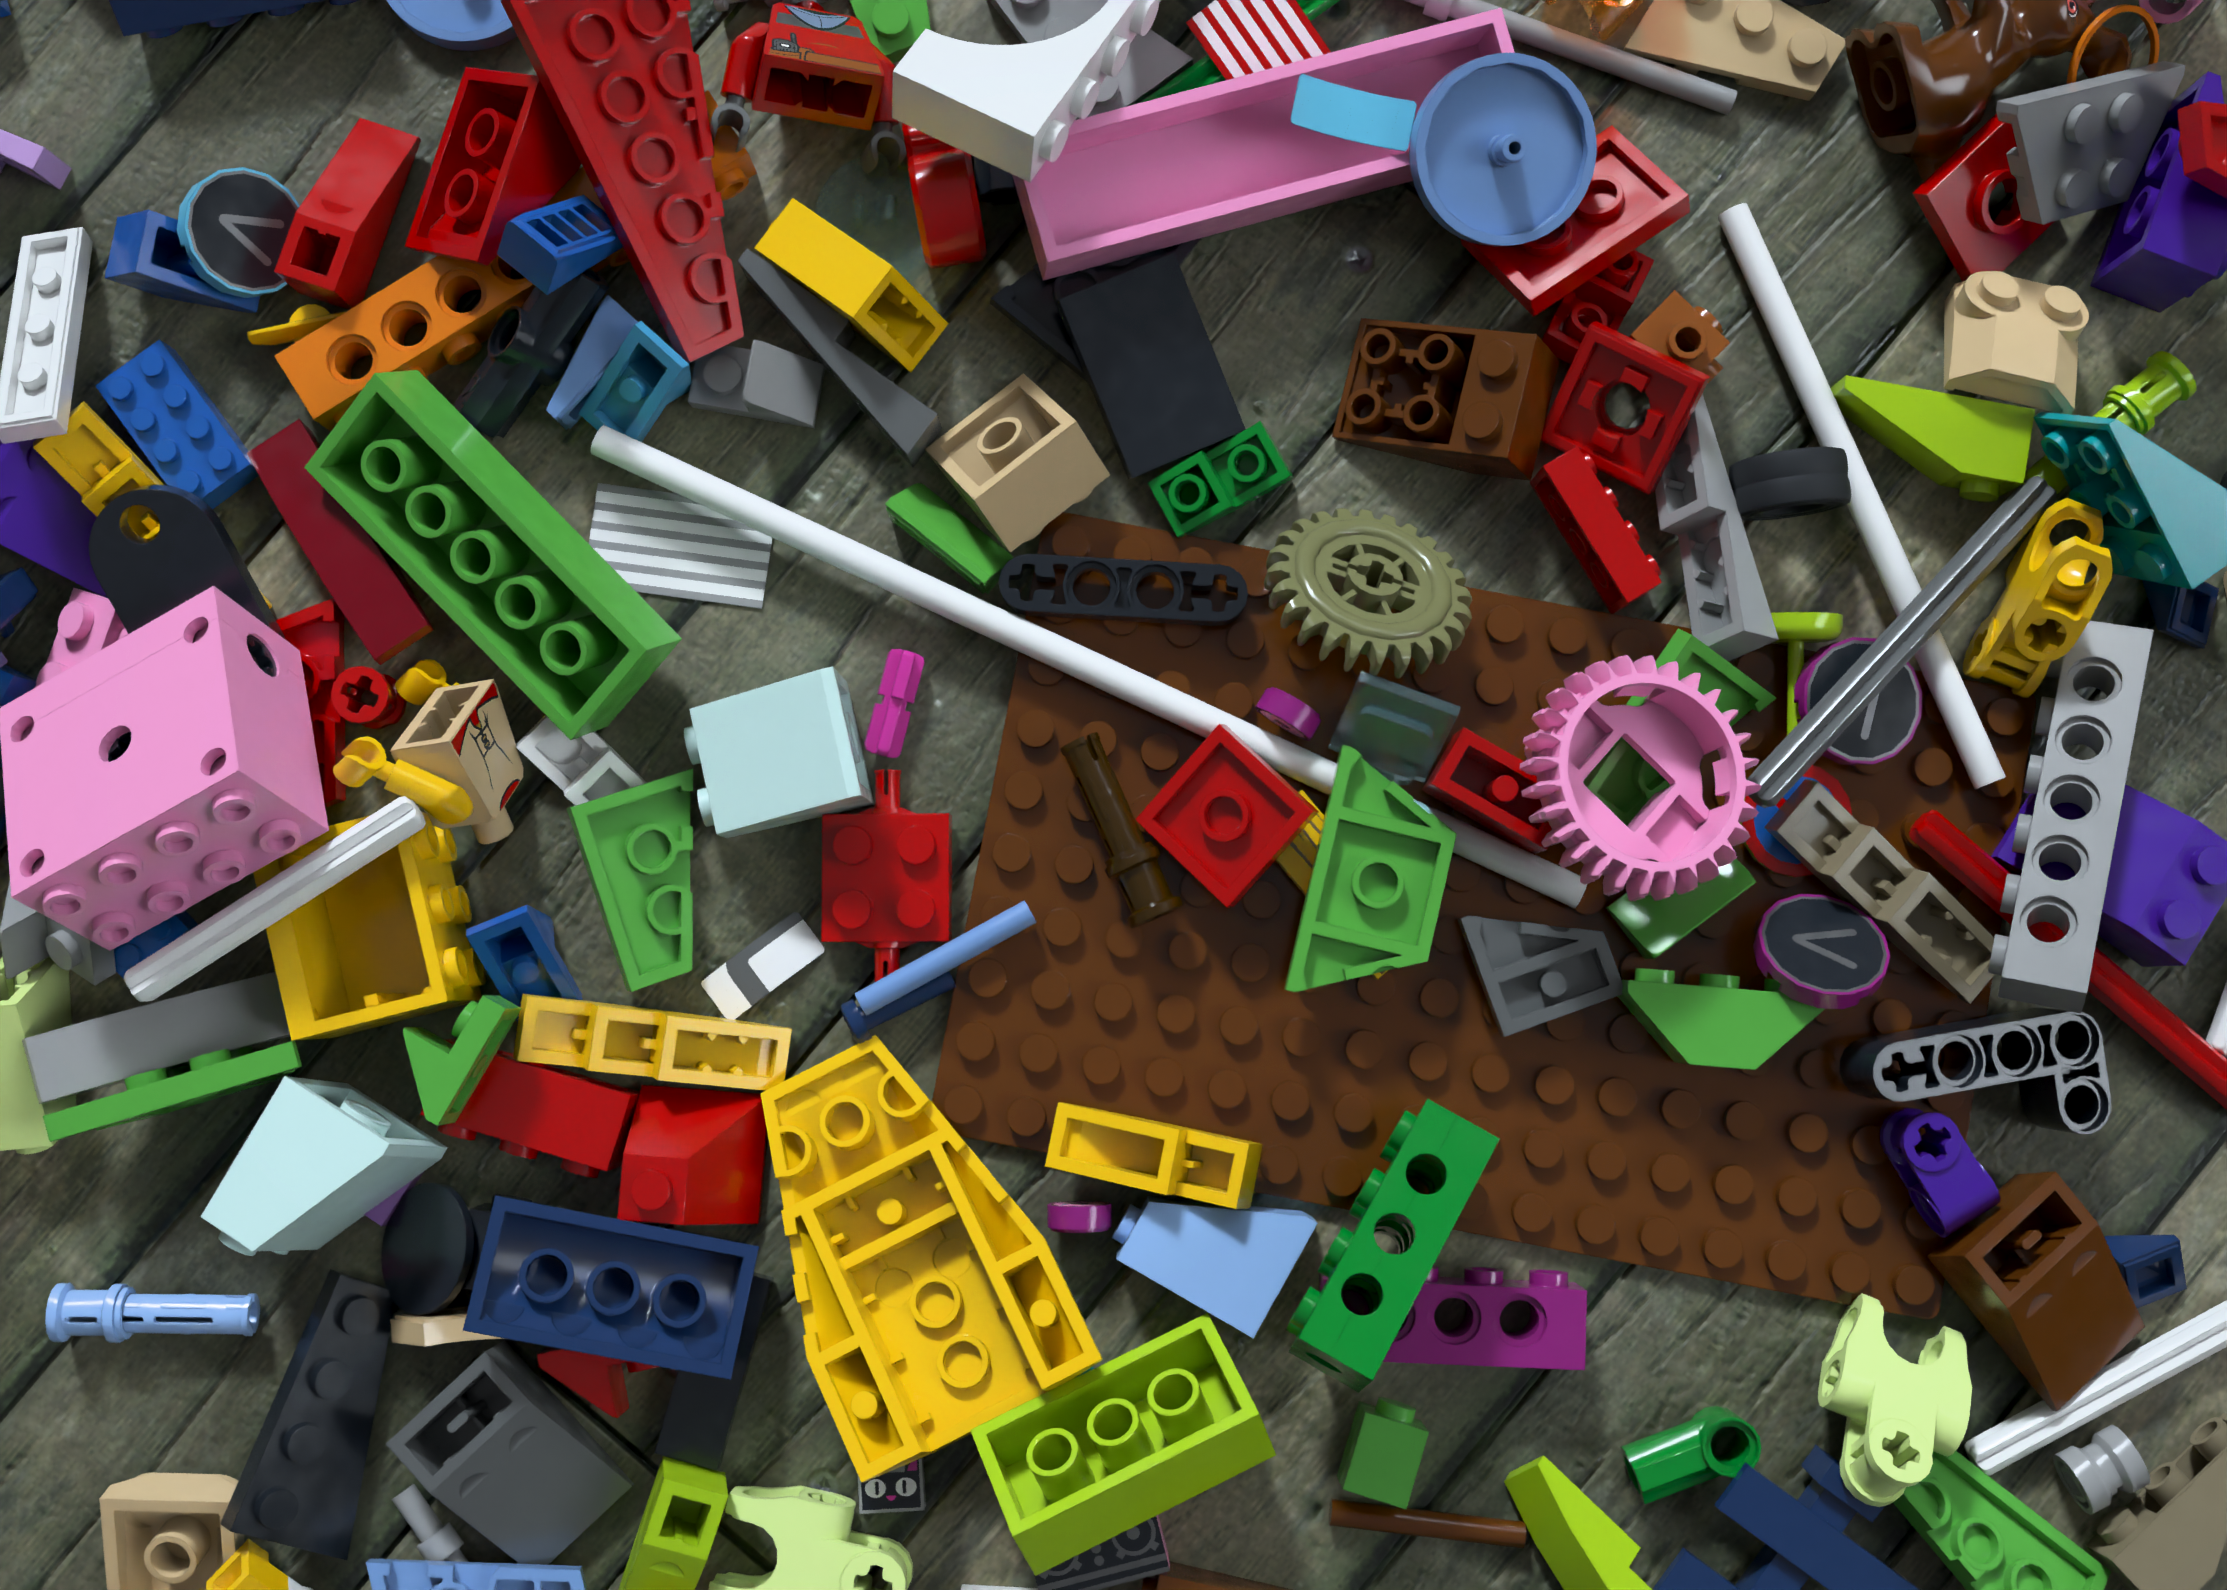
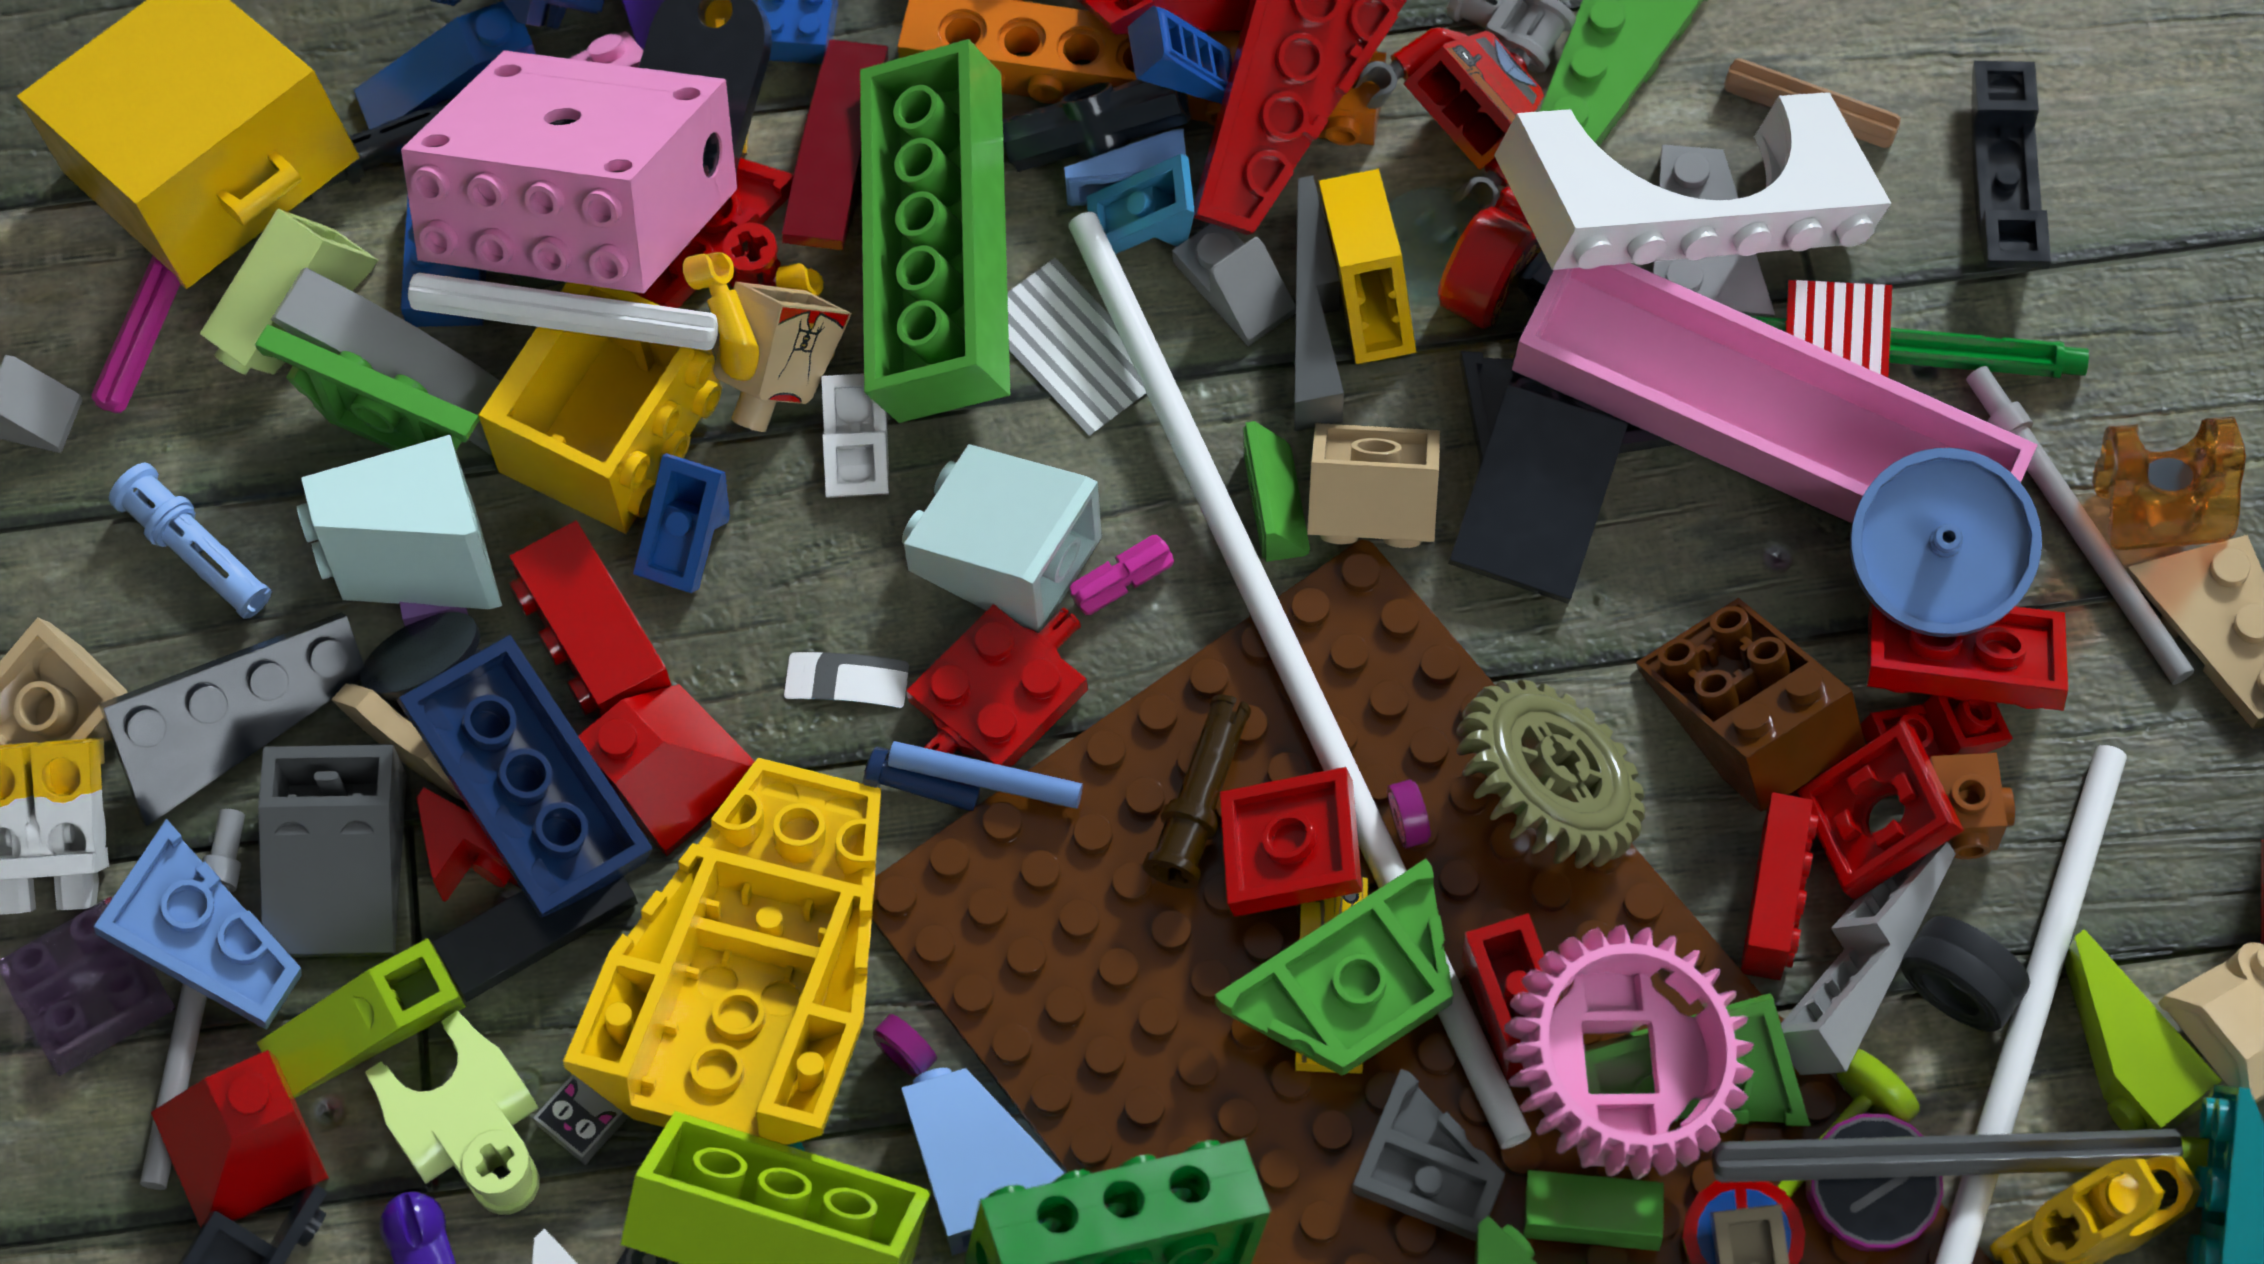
camera: 45 degrees right, 20 degrees down
(32, 937) = (382, 222): light grey slope -> none
(450, 1072) = (563, 540): bright green slope -> none
(640, 874) = (824, 533): bright green wing -> none
(651, 1043) = (716, 655): yellow slope -> none
(1122, 600) = (1373, 624): black beam -> none
(1154, 1156) = (1004, 1044): yellow slope -> none
(1220, 480) = (1518, 624): green slope -> none
(1353, 114) = (1848, 423): medium azure sticker -> none
(1394, 728) = (1478, 878): clear light blue piece -> none

